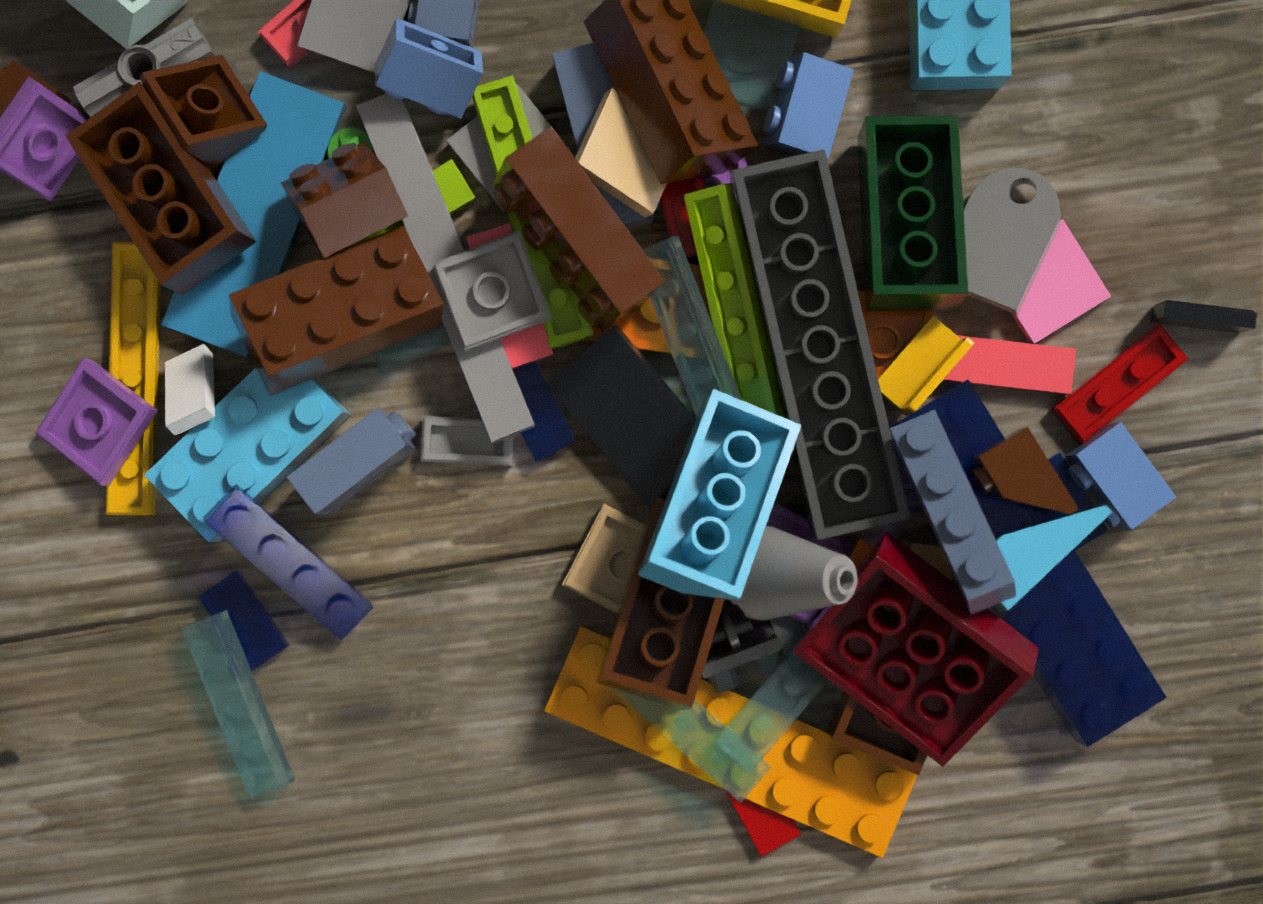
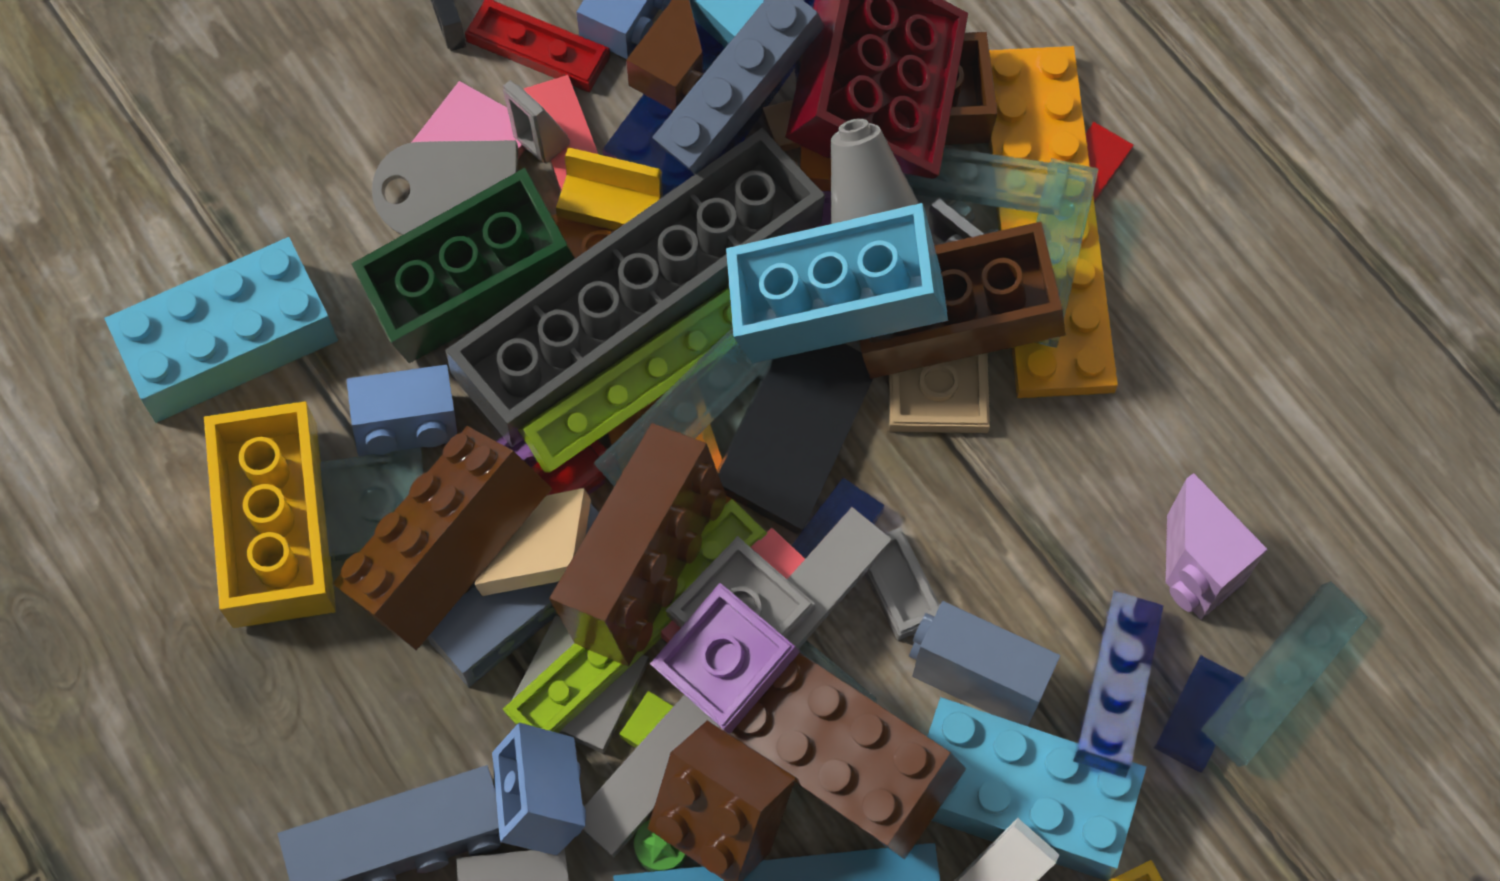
camera: 115 degrees left, 20 degrees down
(355, 691) = (1206, 549): none -> lavender slope
(449, 252) = (725, 658): none -> medium lavender tile
(1023, 335) = (533, 124): none -> light grey slope

